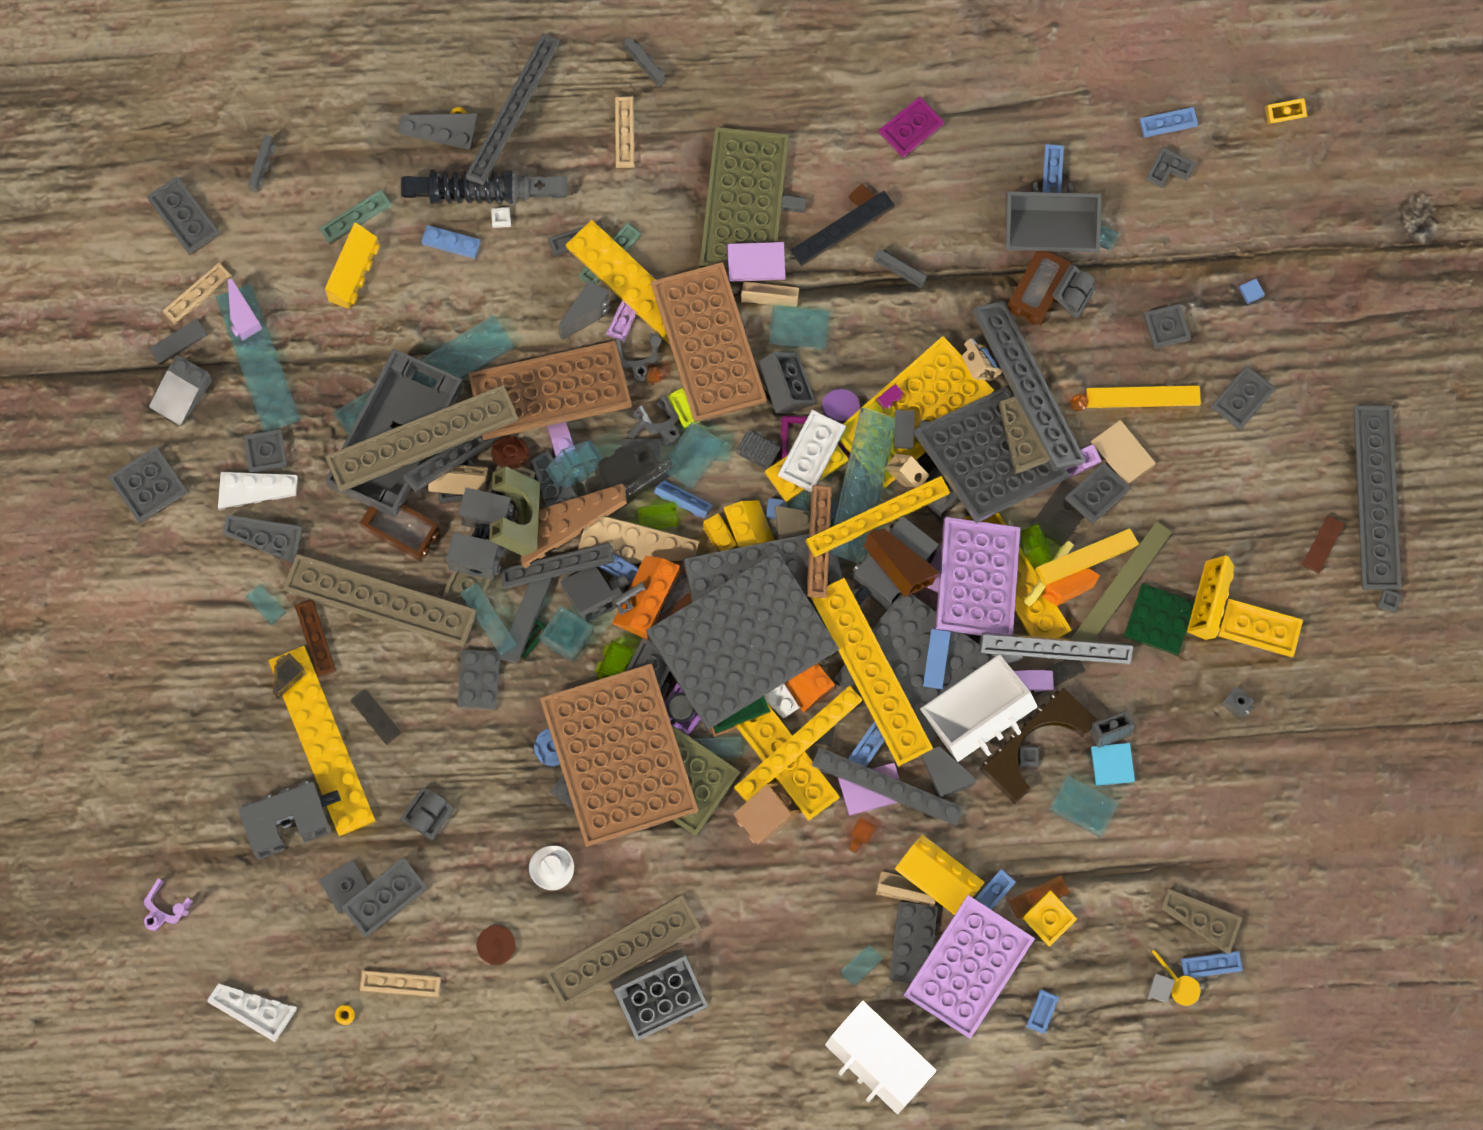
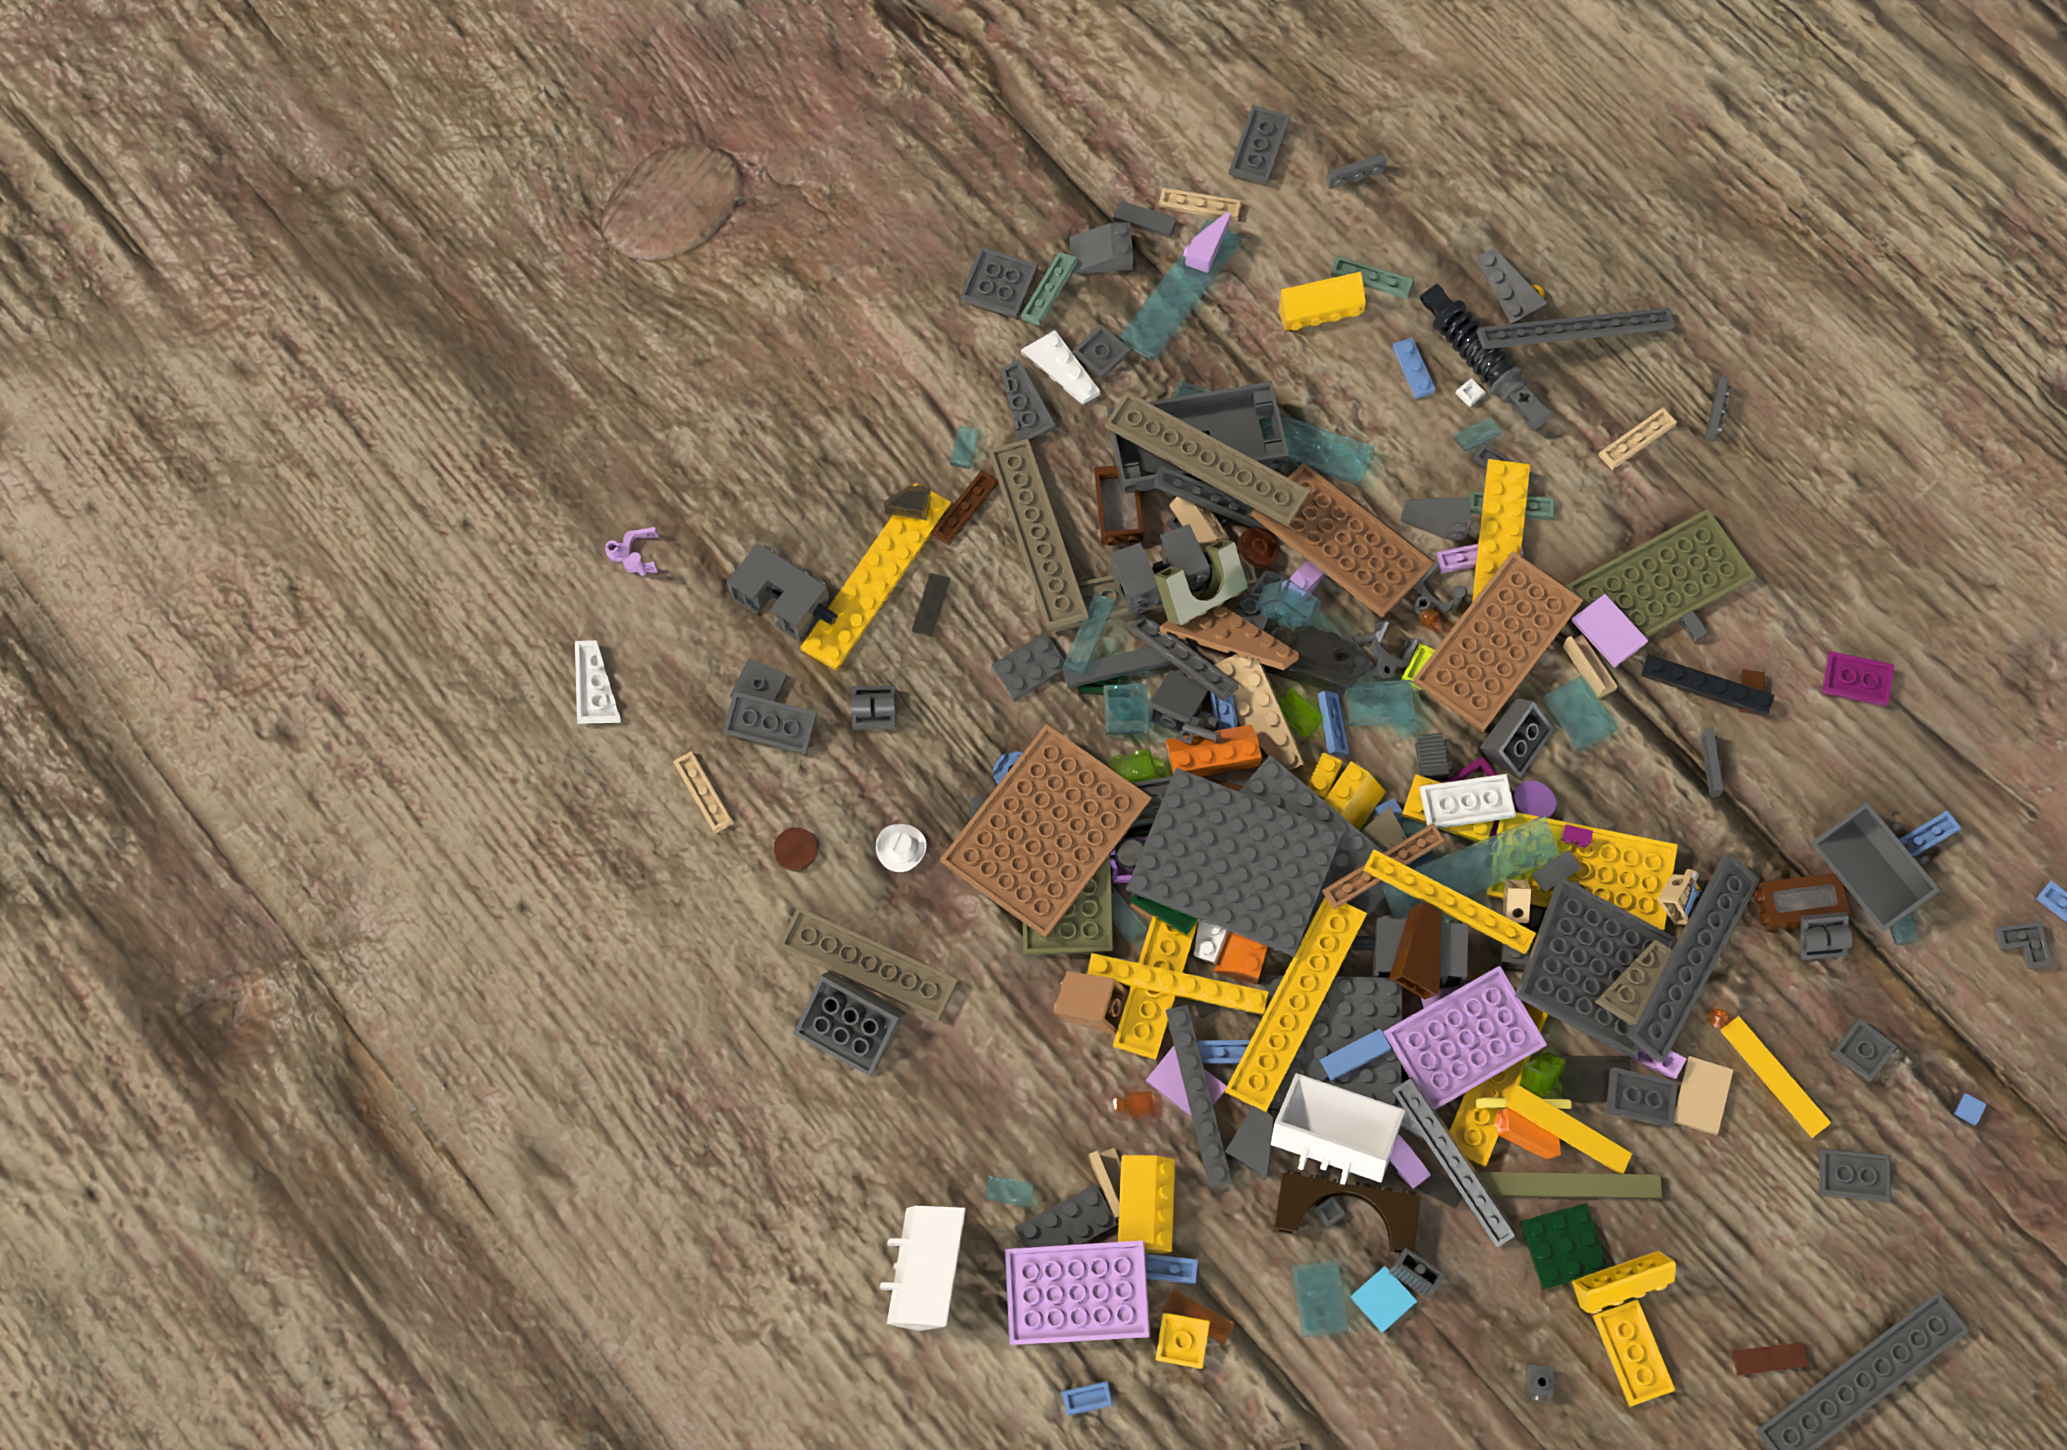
camera: 60 degrees right, 5 degrees down
(183, 452) = (1049, 288): none -> sand green plate
(338, 1014) = (641, 758): yellow plate -> none
(538, 237) = (1477, 435): none -> clear light blue tile

